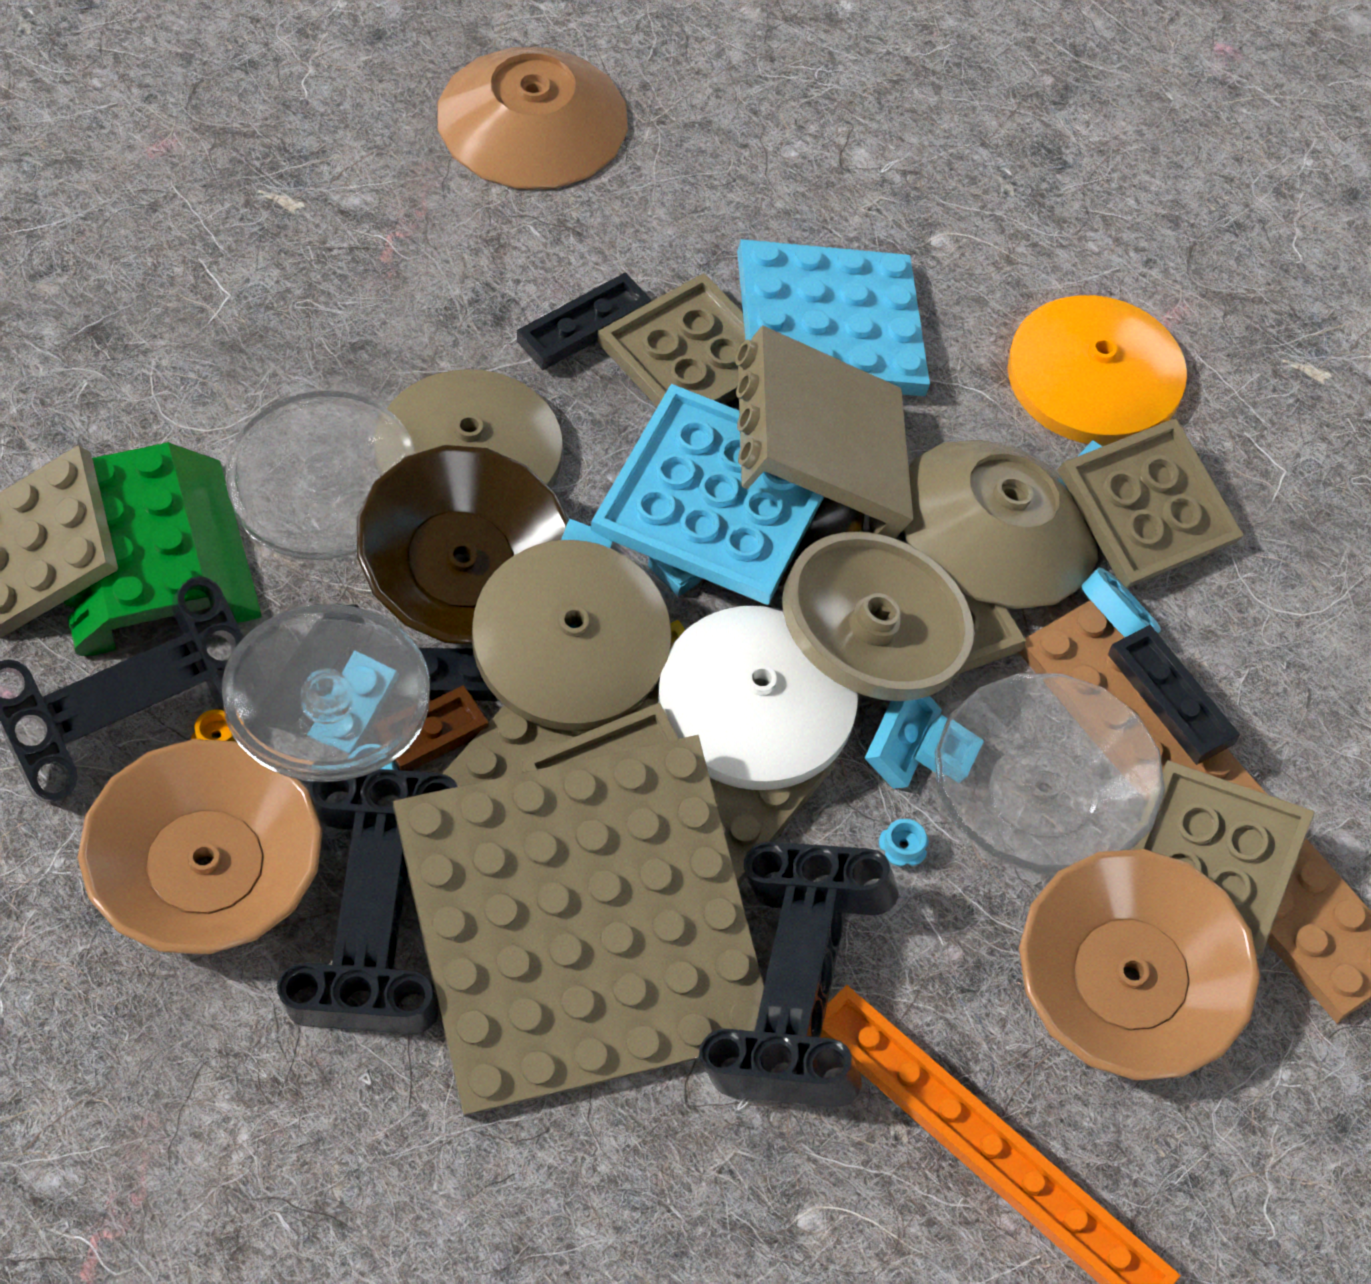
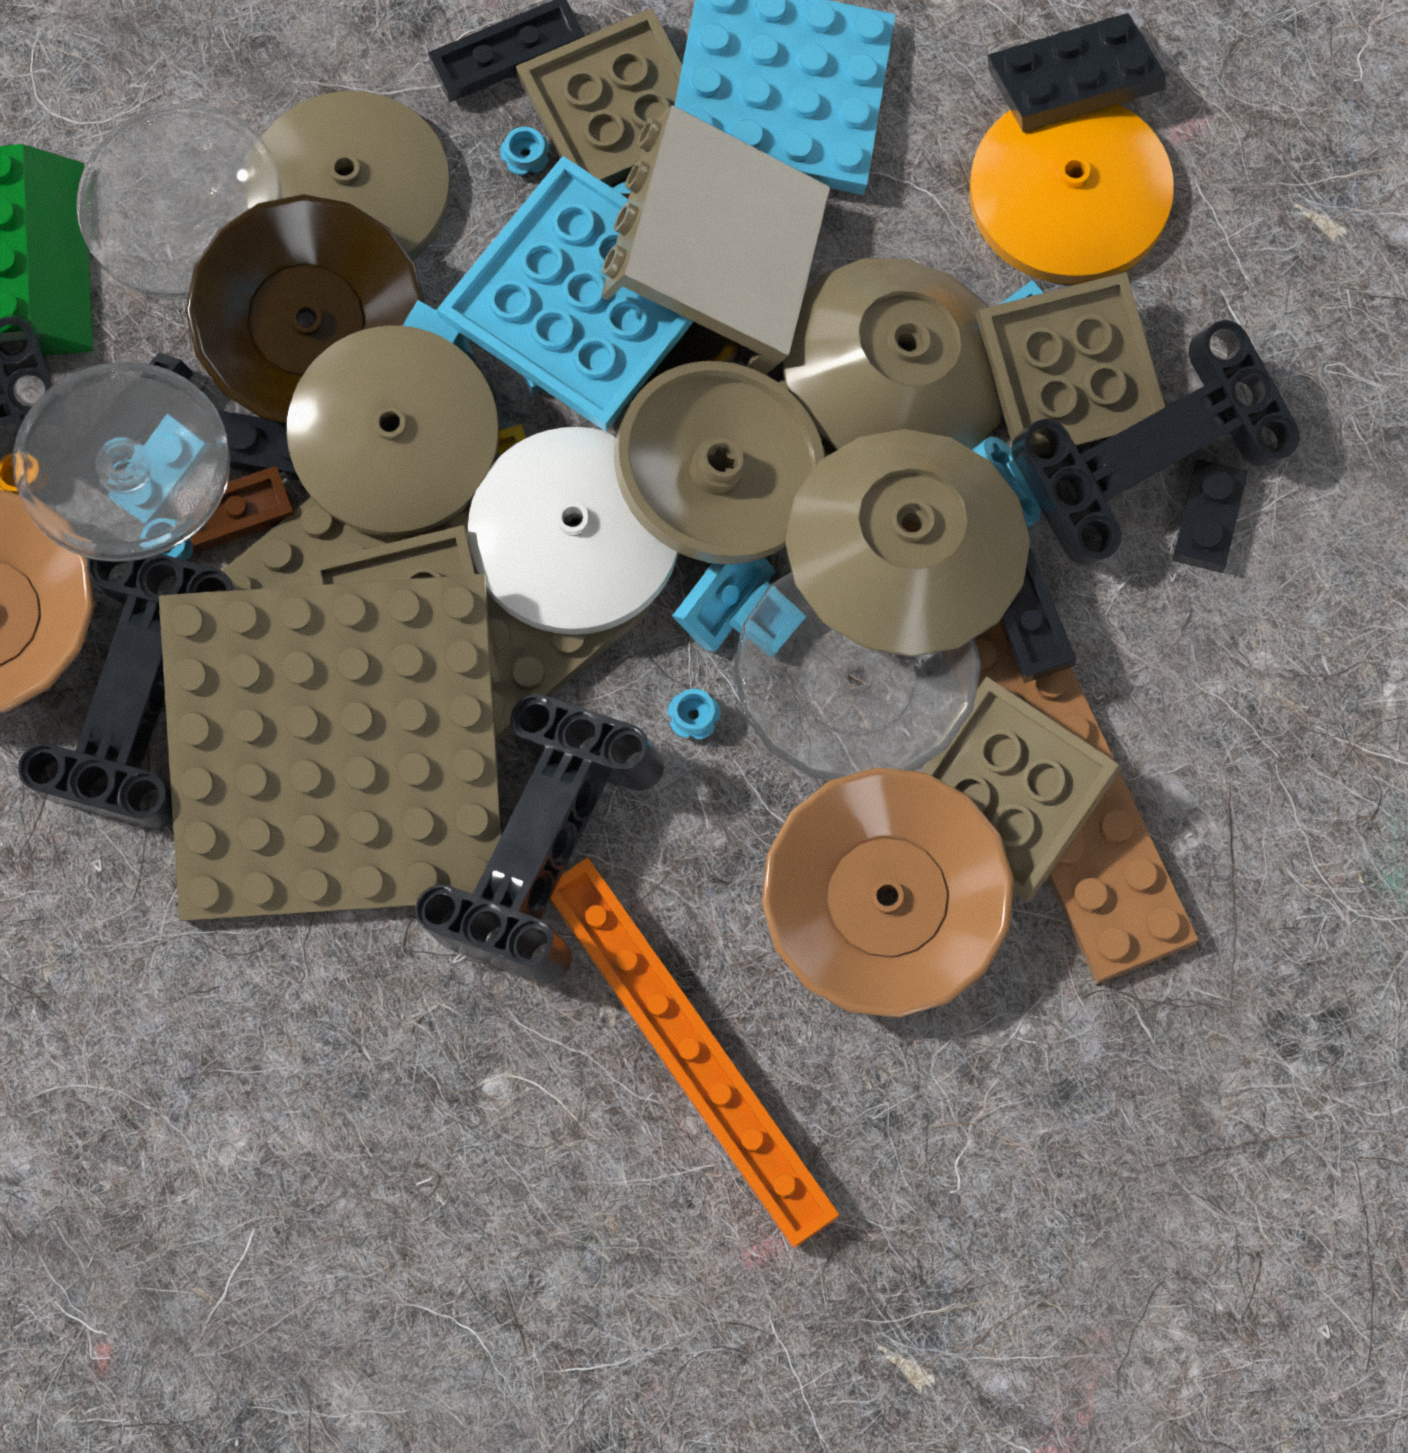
camera: 20 degrees right, 15 degrees up
(621, 390) = (525, 139): none -> medium azure plate
(1056, 687) = (901, 586): none -> dark tan dish
(1075, 278) = (1076, 72): none -> black plate
(1294, 507) = (1157, 441): none -> black beam
(1300, 609) = (1209, 515): none -> black plate

